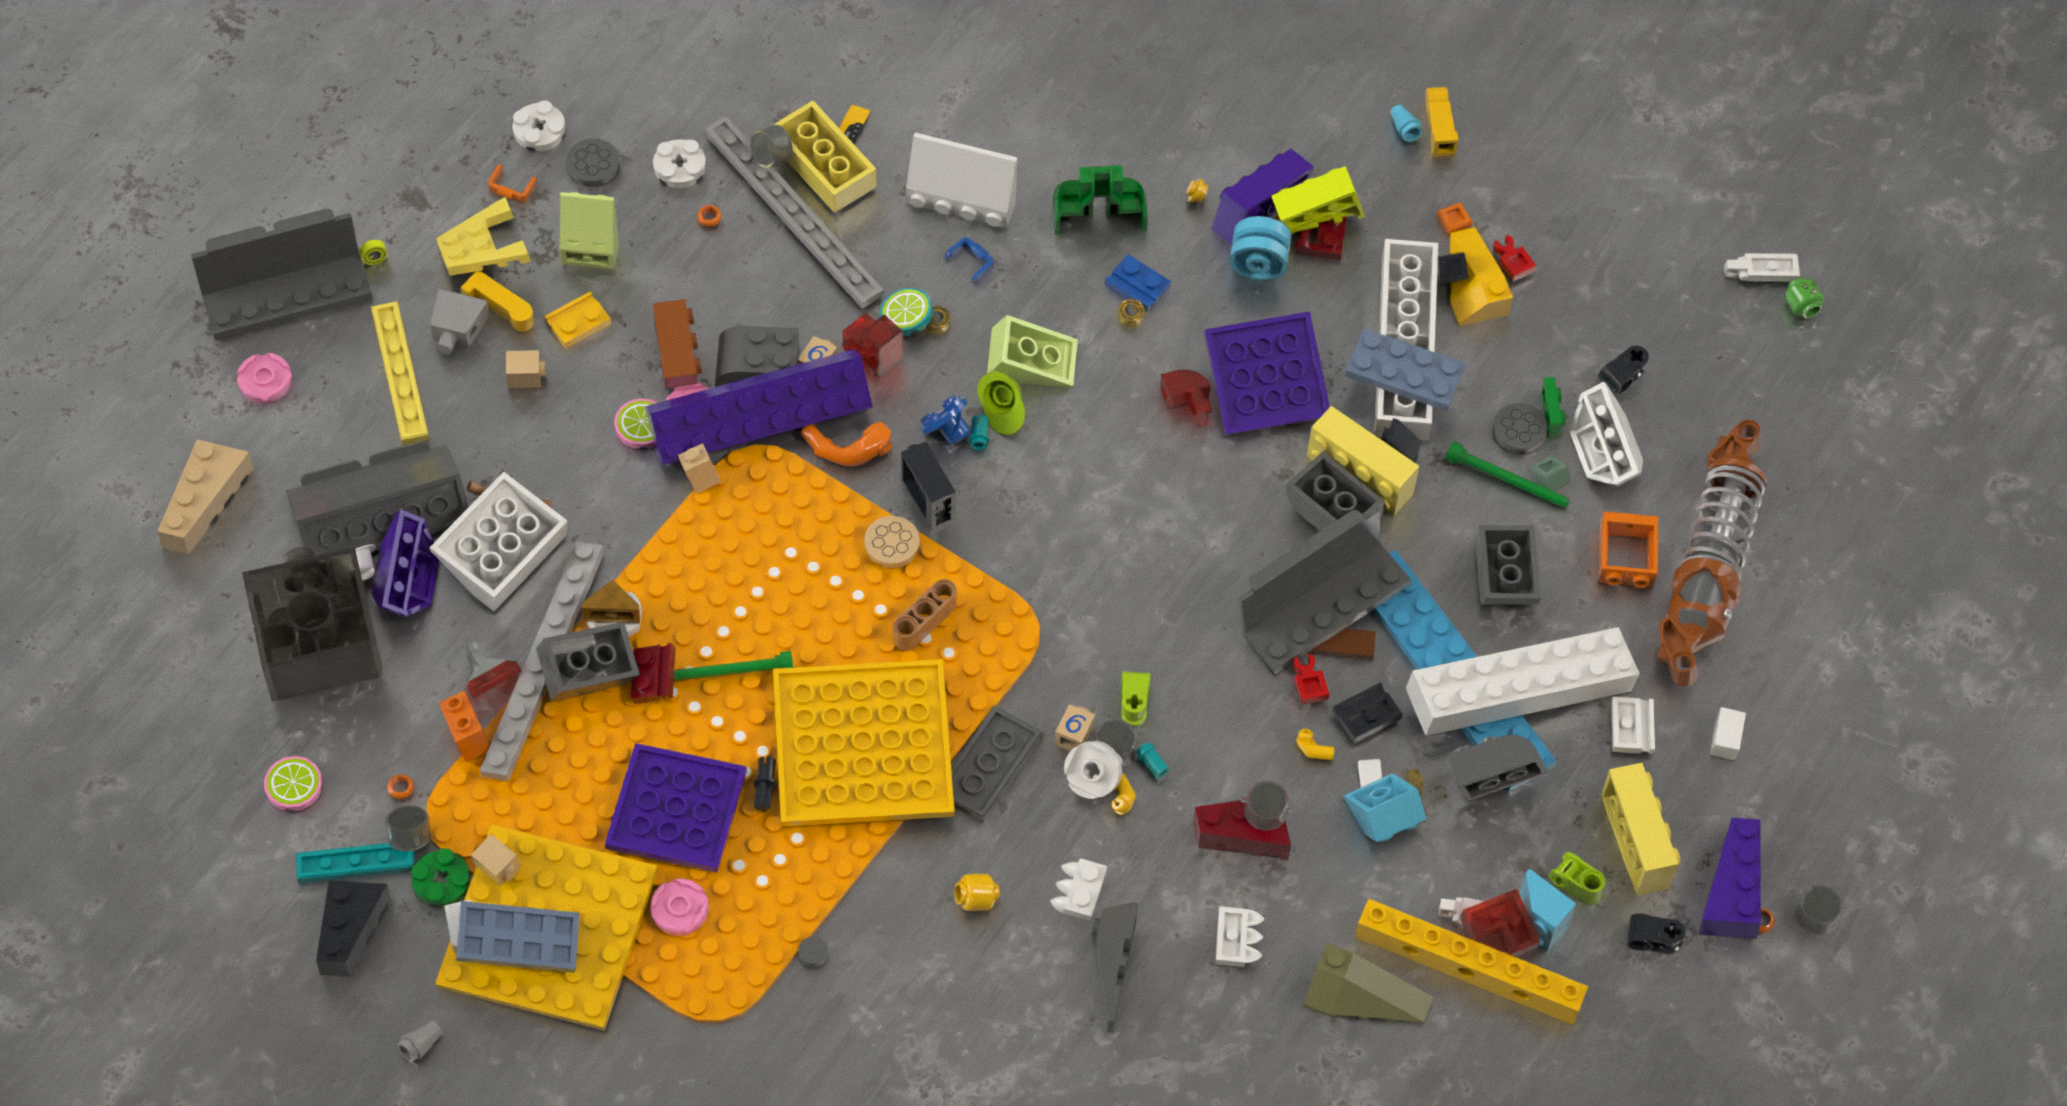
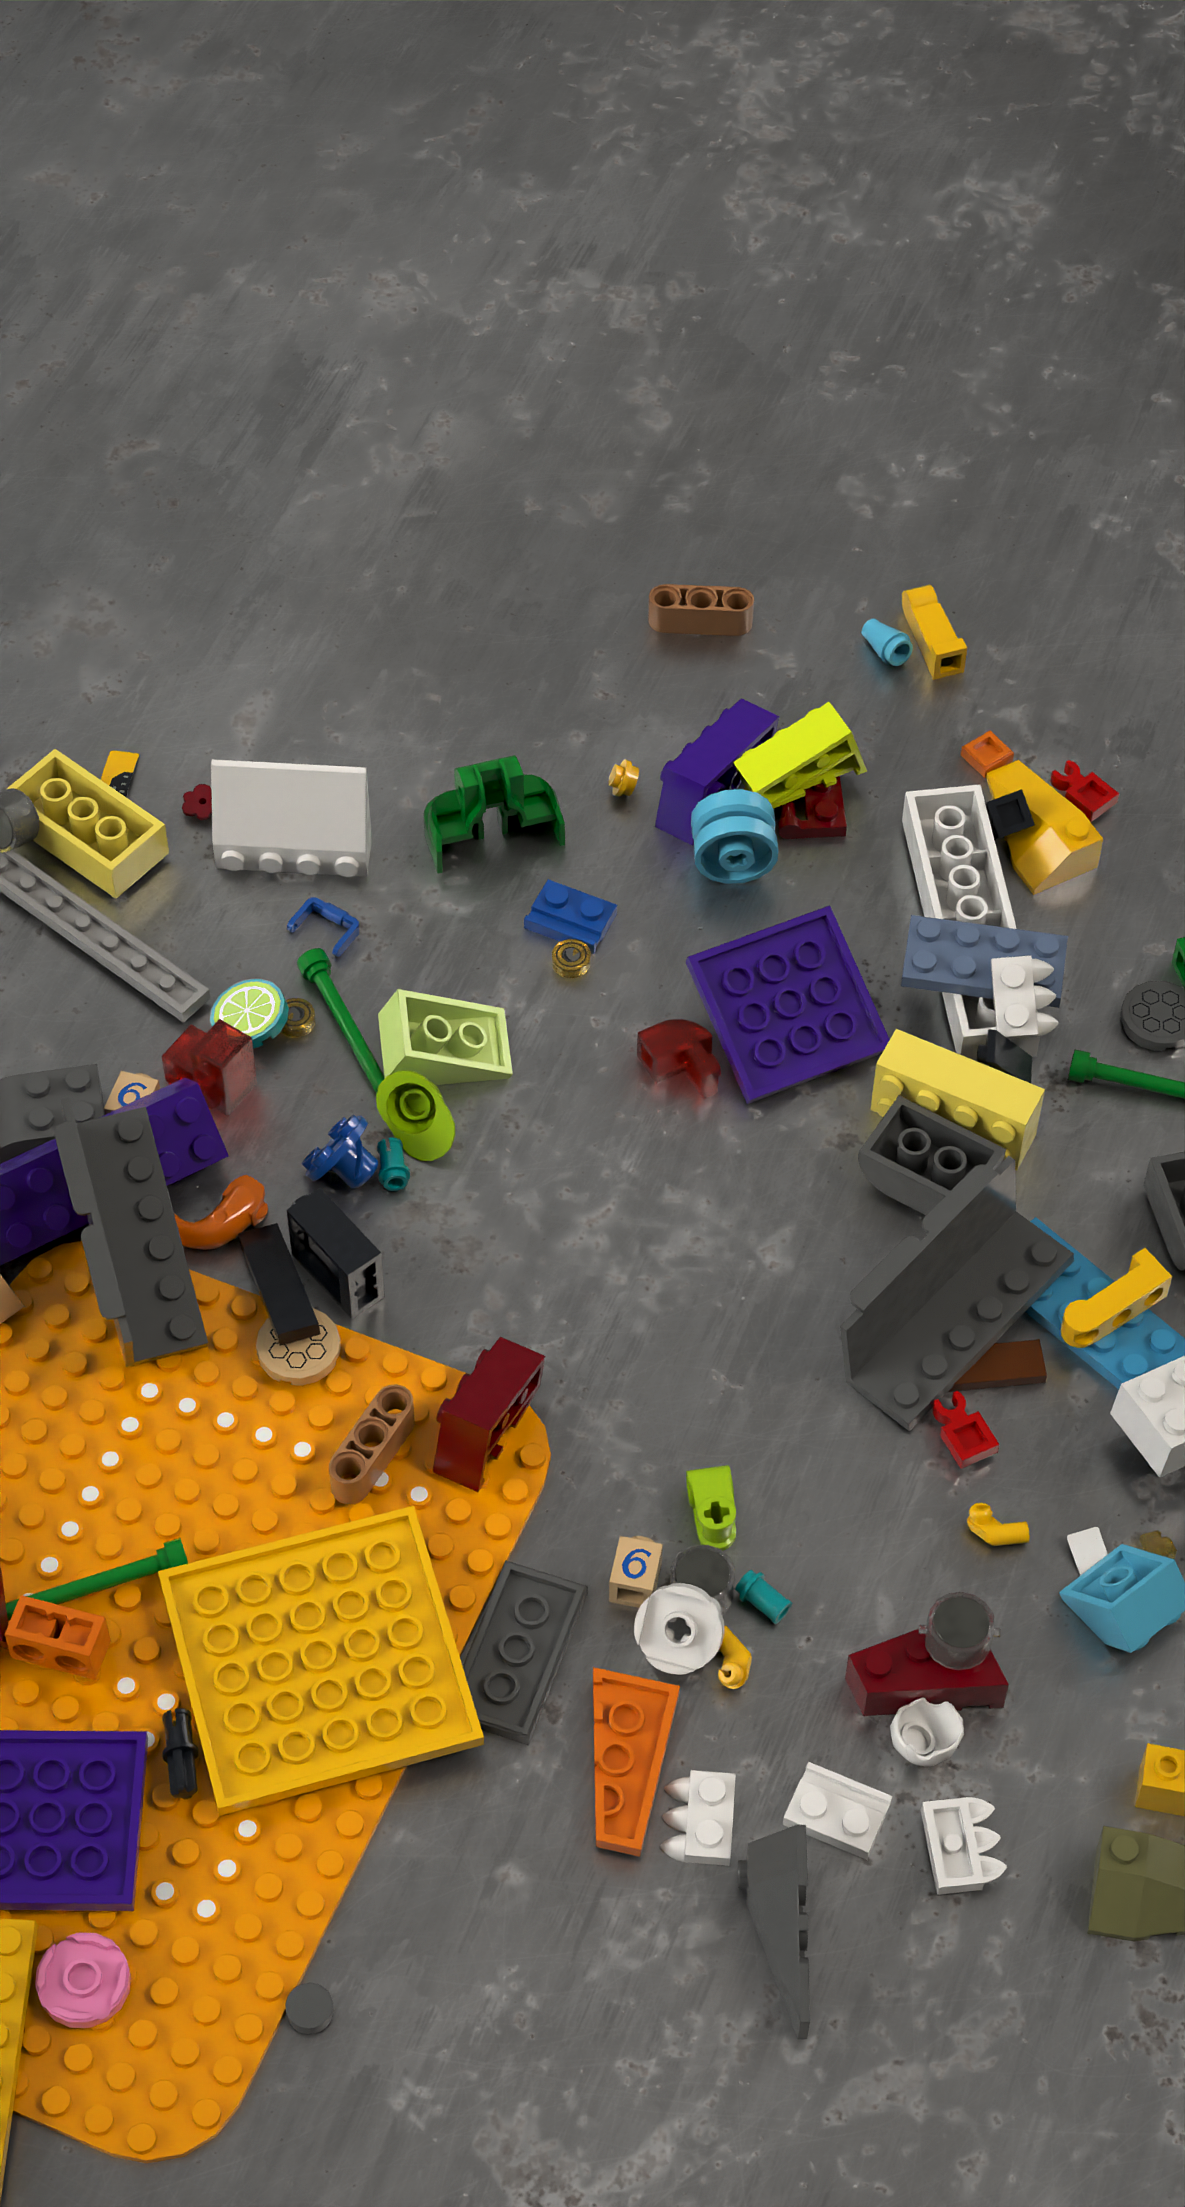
camera: 10 degrees left, 5 degrees down
(702, 697) = (57, 1637): none -> orange brick
(799, 454) = (131, 1234): none -> dark grey piece
(887, 498) = (279, 1284): none -> black tile
(902, 154) = (198, 802): none -> dark red plant
(957, 287) = (316, 968): none -> green piece
(976, 892) = (545, 1857): yellow head -> none
(1000, 606) = (484, 1409): none -> dark red wedge
(1045, 835) = (629, 1749): none -> orange wing
(1166, 901) = (838, 1810): none -> white plate
(1233, 864) = (926, 1732): none -> white hair
(1281, 75) = (700, 609): none -> medium nougat beam
(1367, 712) = (1060, 1461): black plate -> none
(1419, 400) = (1018, 997): none -> white plate
(1430, 618) = (1118, 1303): none -> yellow leg

